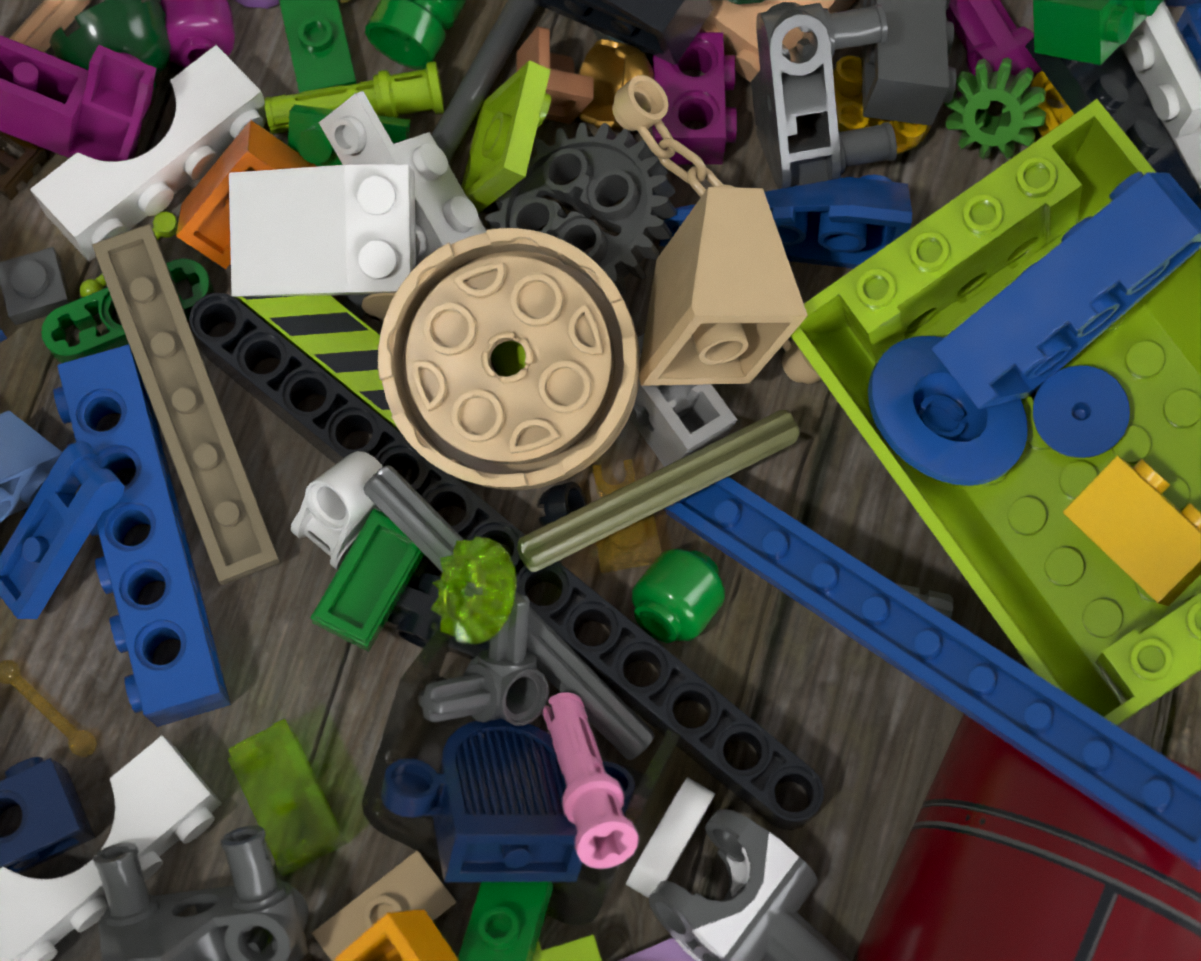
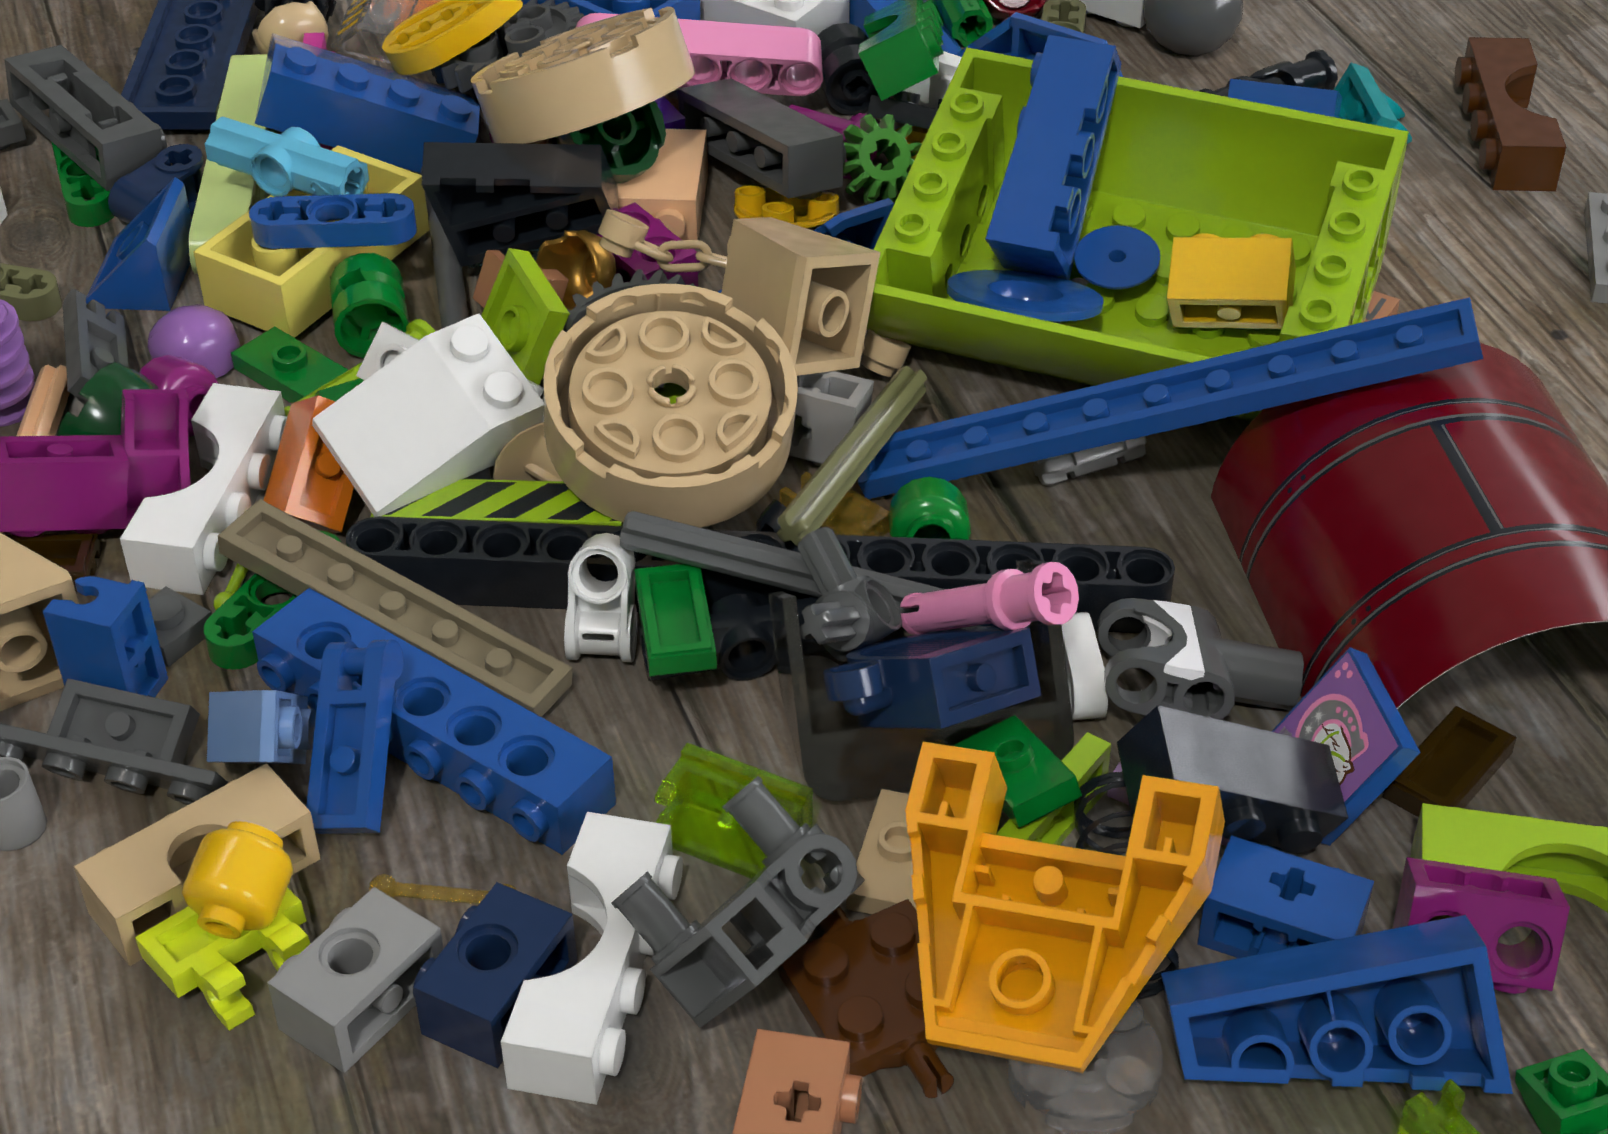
camera: 35 degrees left, 30 degrees down
(480, 616) = (804, 540): clear neon green gear -> none
(802, 83) = (723, 167): dark grey piece -> none

